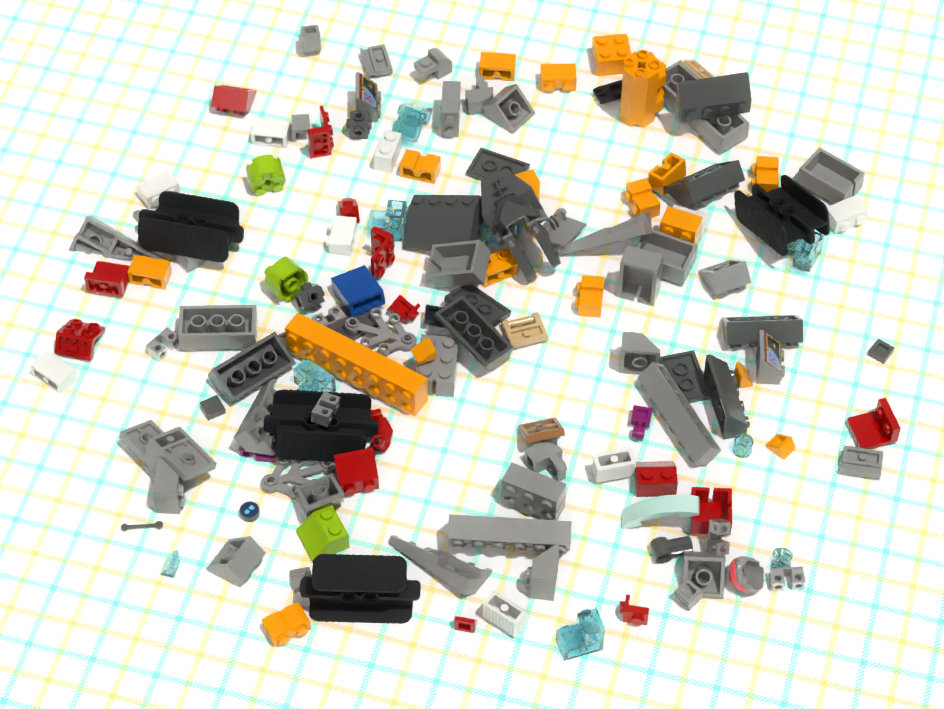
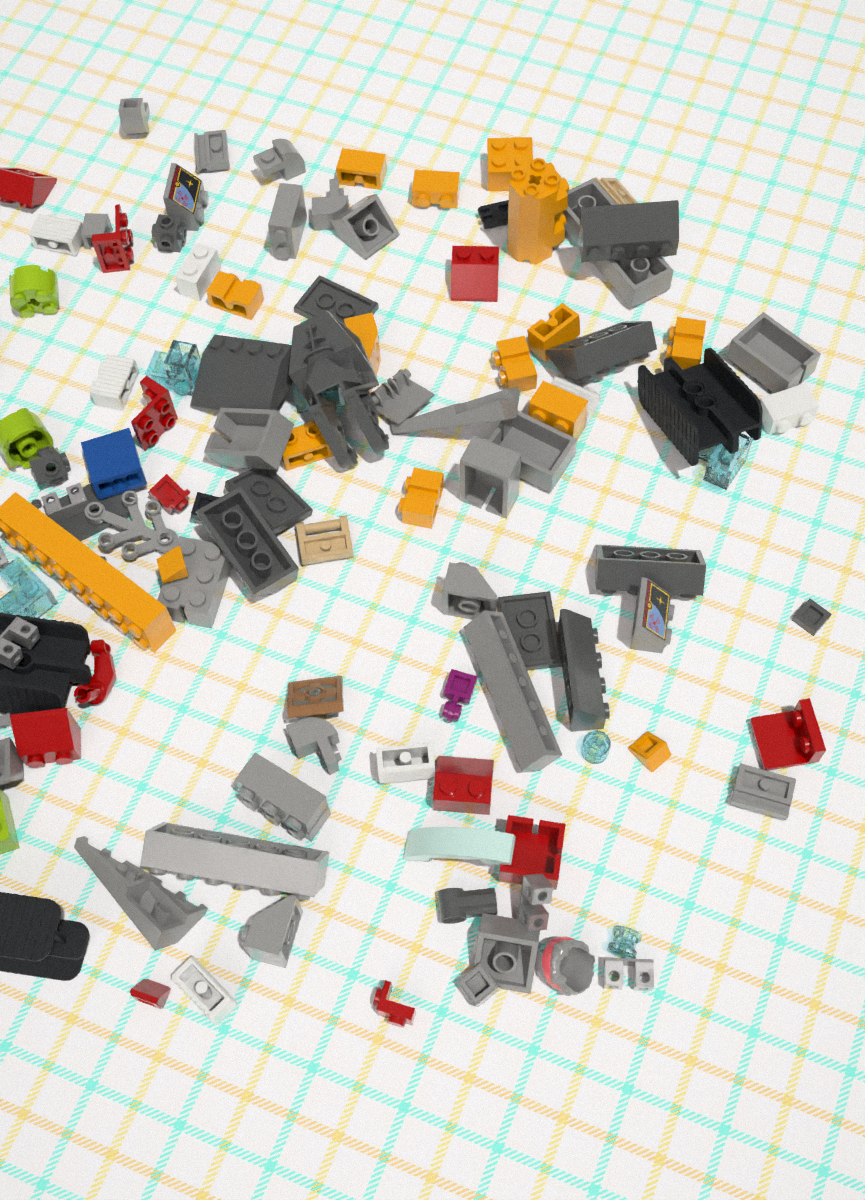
camera: 10 degrees right, 10 degrees up
(349, 208) = (131, 346): red bracket -> none
(410, 120) = (234, 230): clear light blue brick -> none
(583, 637) = (308, 1043): clear light blue brick -> none
(599, 137) = (474, 273): none -> slope
(726, 276) = (610, 486): light grey slope -> none
(742, 376) = (612, 637): light orange slope -> none

